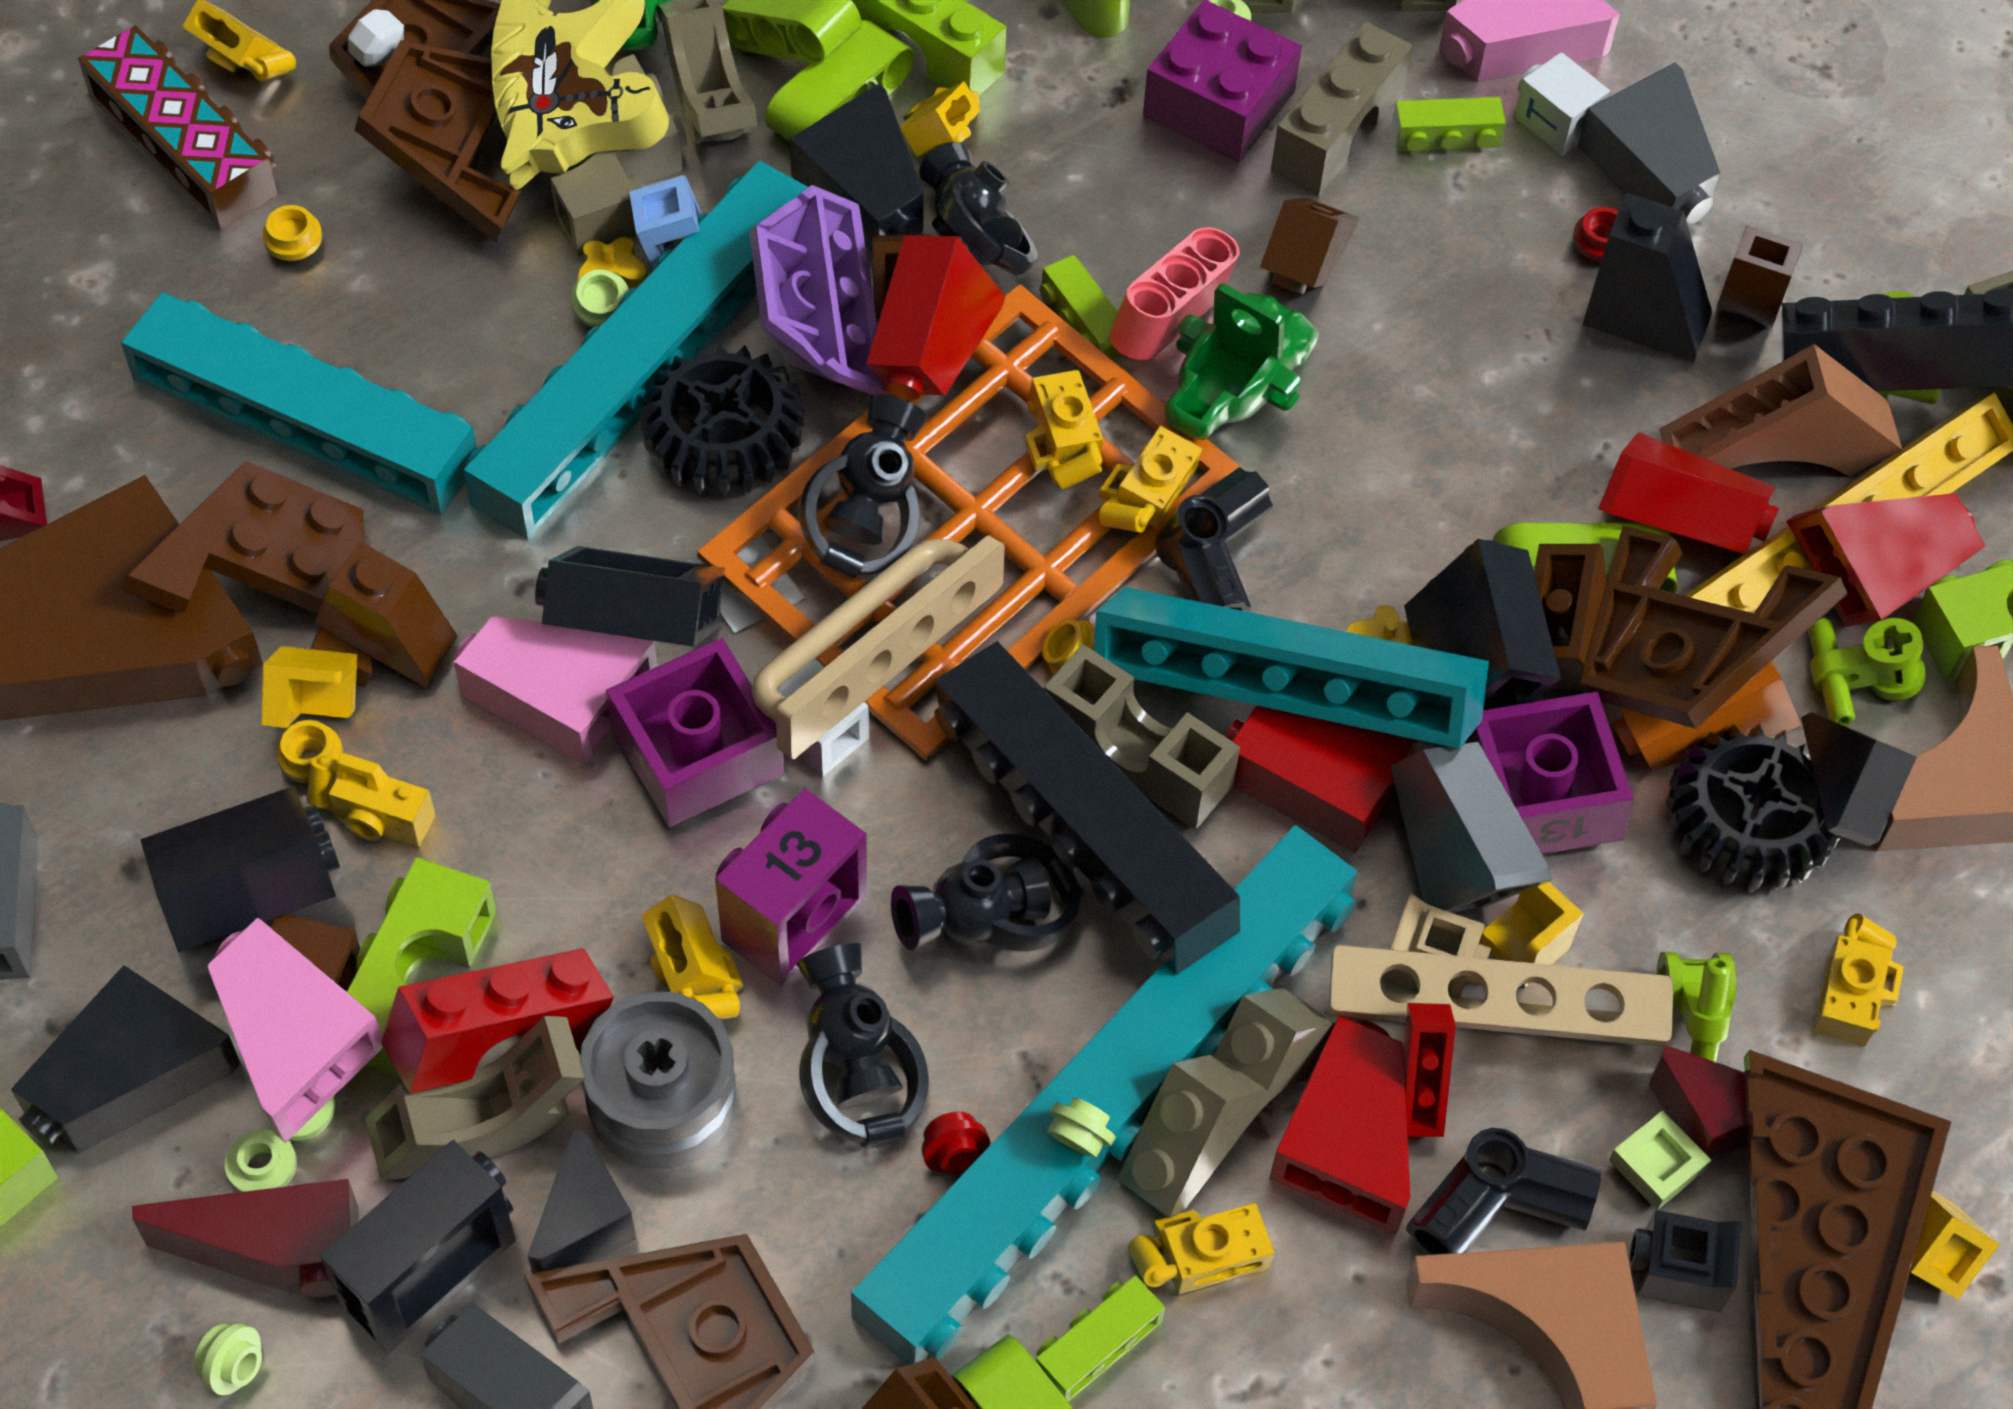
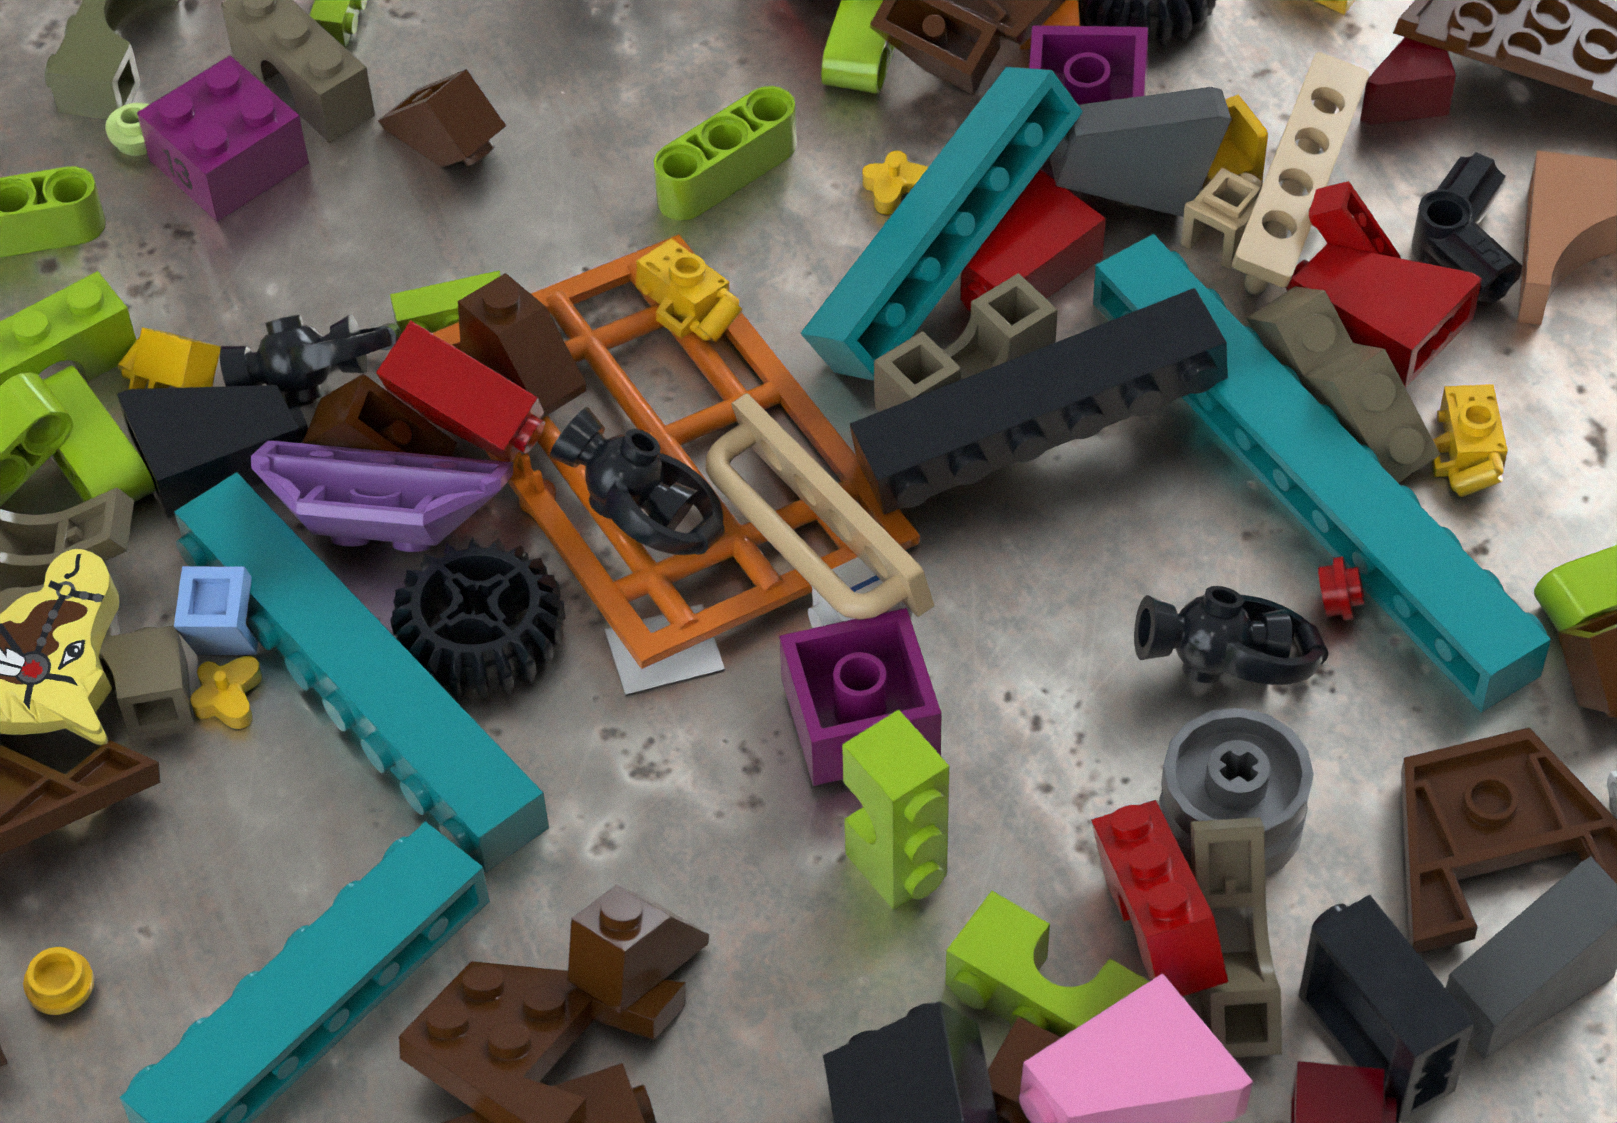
camera: 70 degrees left, 5 degrees down
(302, 738) = (758, 1039): yellow plate -> none
(307, 684) = (686, 1033): yellow panel -> none
(369, 799) = (845, 1000): yellow piece -> none
(529, 771) = (903, 822): none -> lime arch
(550, 679) = (752, 815): bright pink slope -> none
(583, 1212) = (1344, 874): black slope -> none
(597, 296) = (274, 700): yellowish green plate -> none
(630, 595) = (694, 710): black window -> none
(690, 958) = (1104, 756): yellow piece -> none
(791, 885) = (1063, 643): magenta brick -> none
(975, 901) = (1104, 512): black piece -> none
(1016, 346) = (520, 341): none -> reddish brown slope
(1065, 428) = (610, 335): yellow piece -> none
(1065, 640) = (843, 395): yellow plate -> none
(1081, 1127) = (1377, 464): yellowish green plate -> none
(1100, 1336) = (1538, 521): lime piece -> none
(1172, 289) = (477, 222): coral beam -> none
(1198, 532) = (759, 267): black piece -> none
(1238, 361) = (571, 196): green piece -> none
(1324, 457) = (725, 153): none -> lime beam
(1493, 612) = (931, 84): black brick -> none
(1659, 1160) = (1451, 126): yellowish green plate -> none
(1681, 1281) = (1529, 135): black window -> none
(1704, 995) = (1339, 42): lime piece -> none

